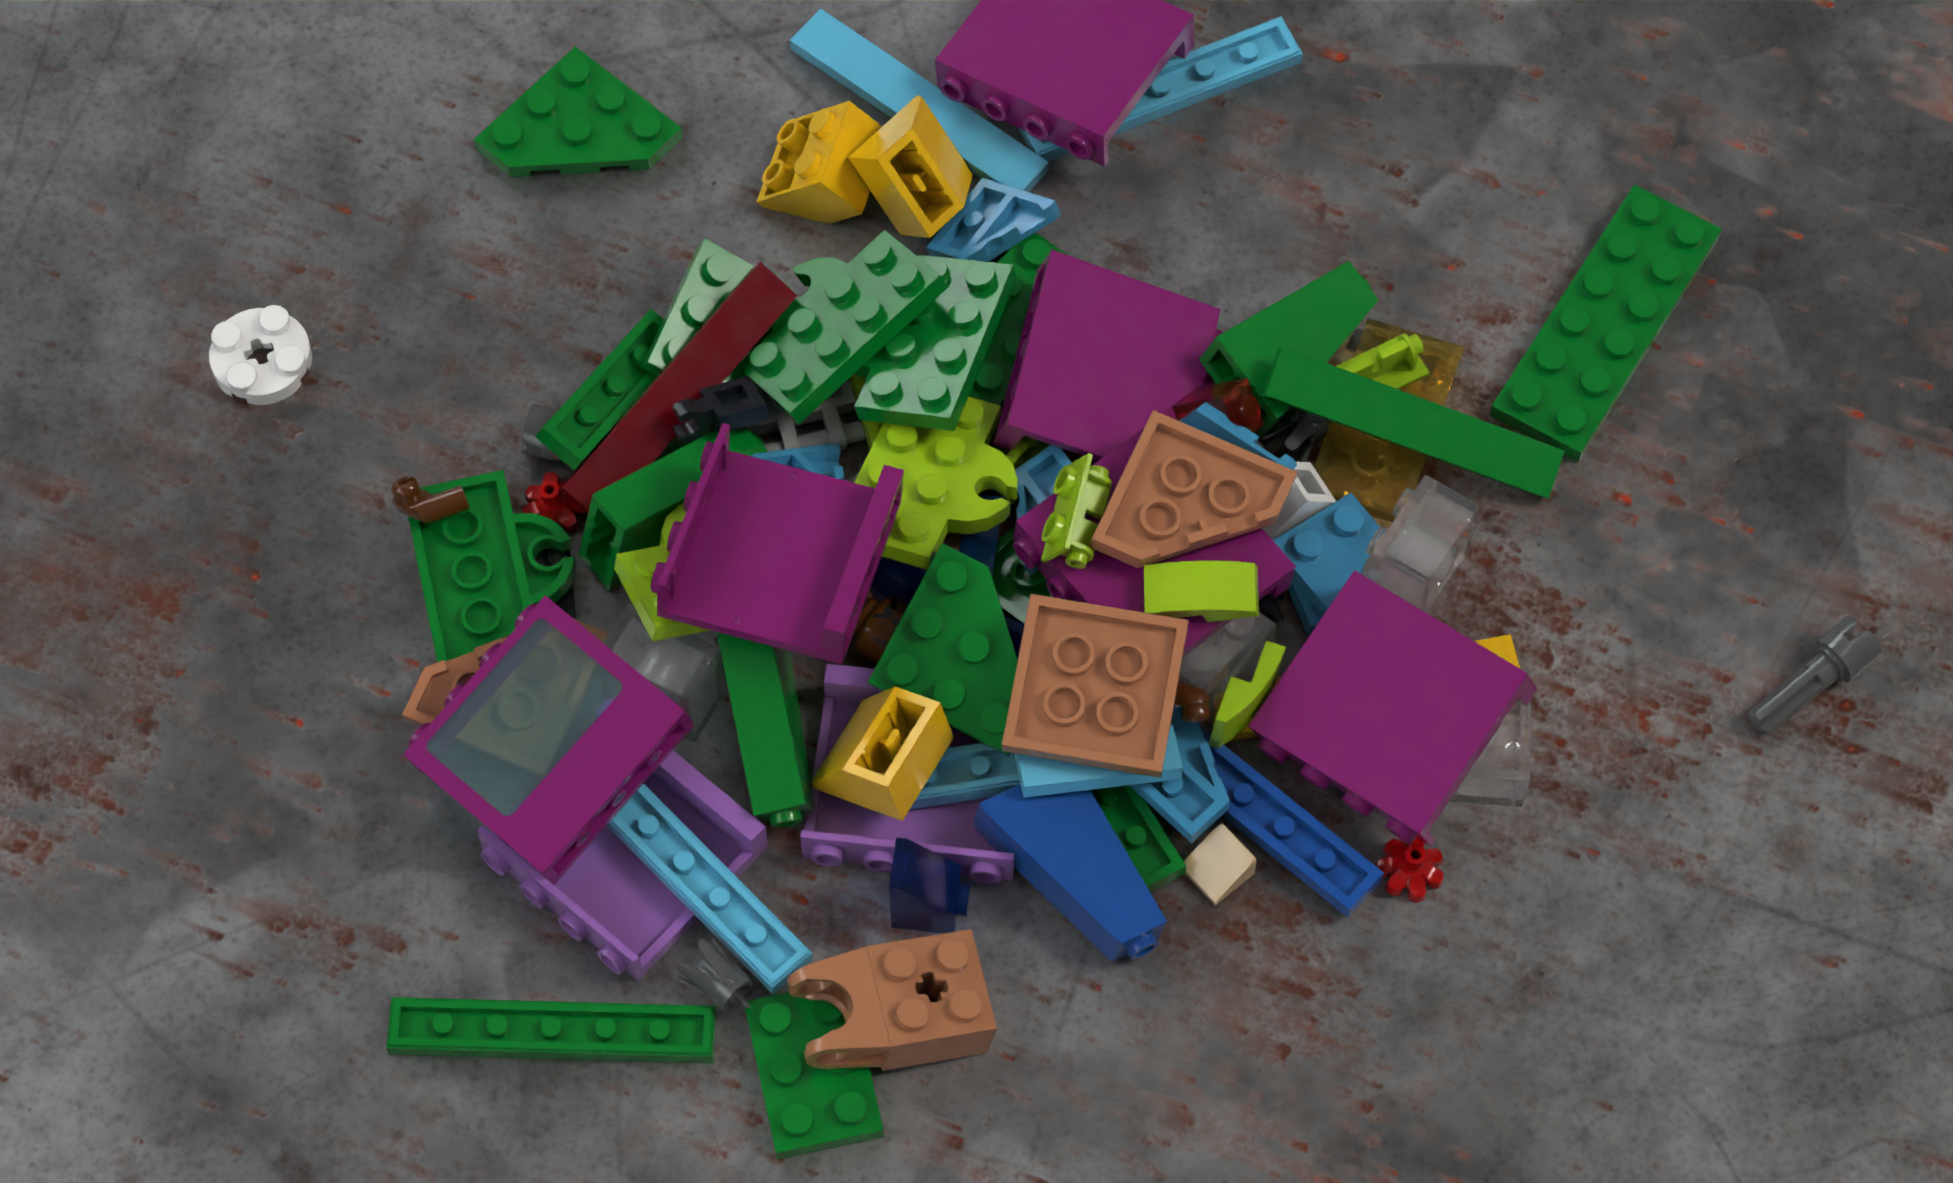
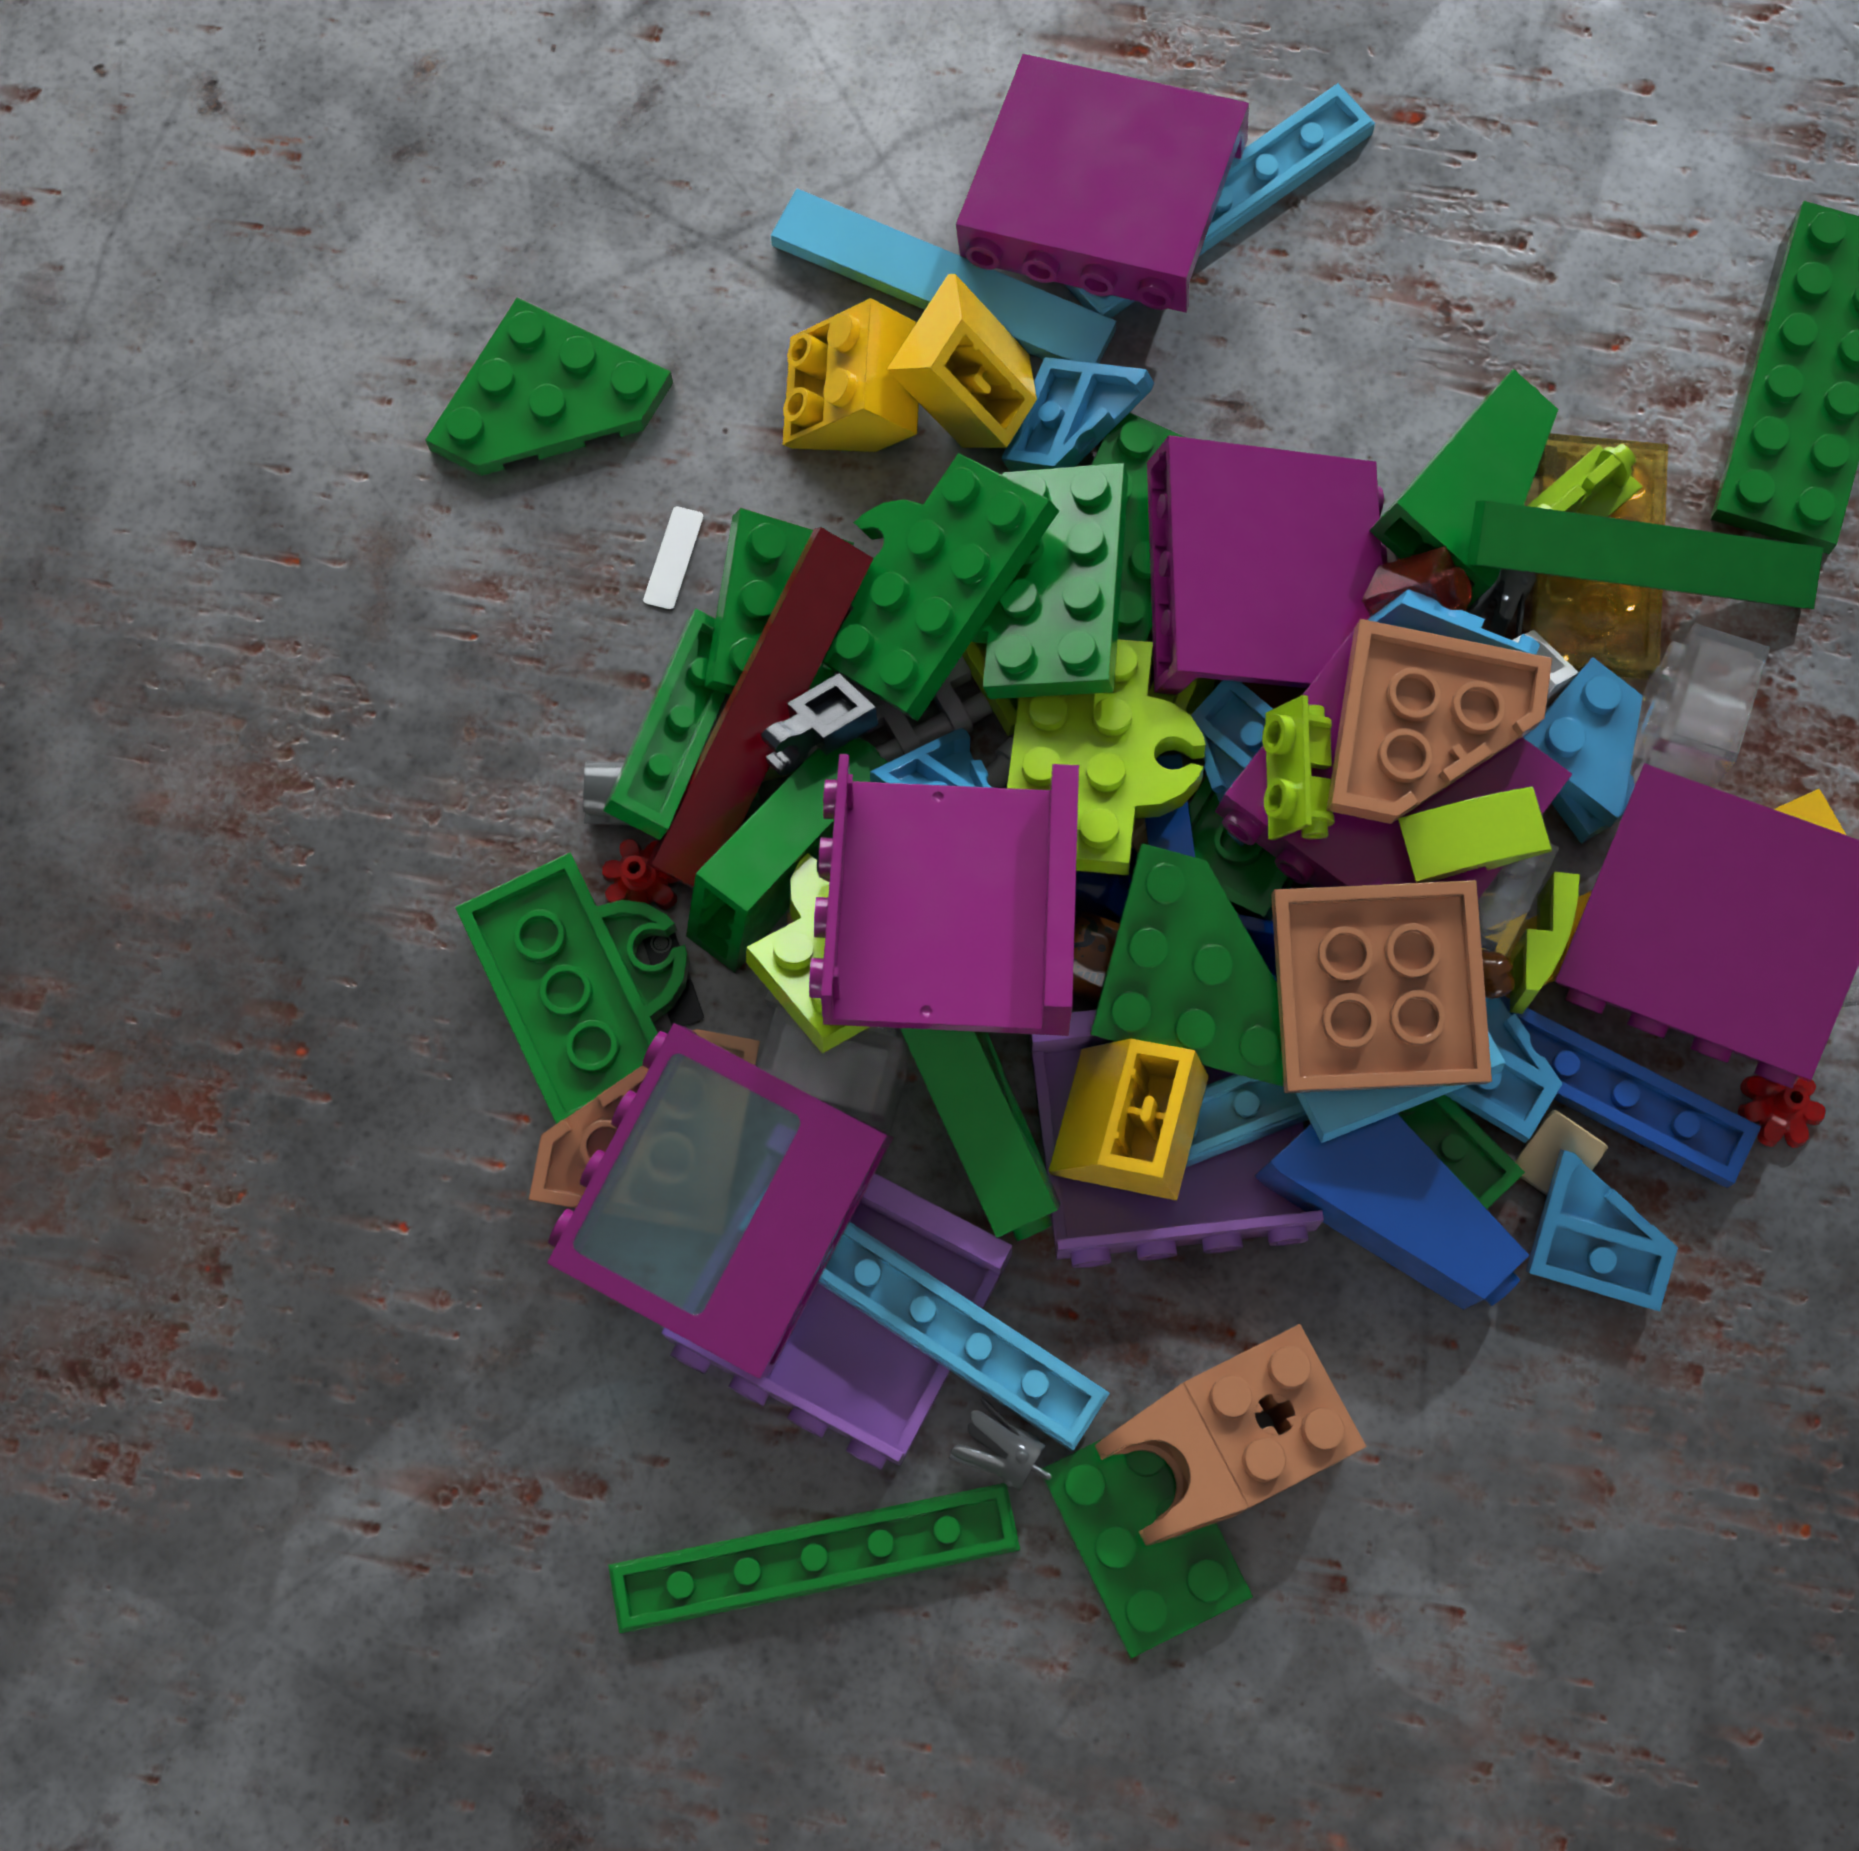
camera: 10 degrees left, 10 degrees up
(256, 329) = (215, 740): white plate -> none
(423, 505) = (487, 922): reddish brown arm -> none
(646, 270) = (673, 558): none -> white sticker
(925, 890) = (1227, 1279): clear blue slope -> none
(1230, 929) = (1599, 1239): none -> dark azure wing

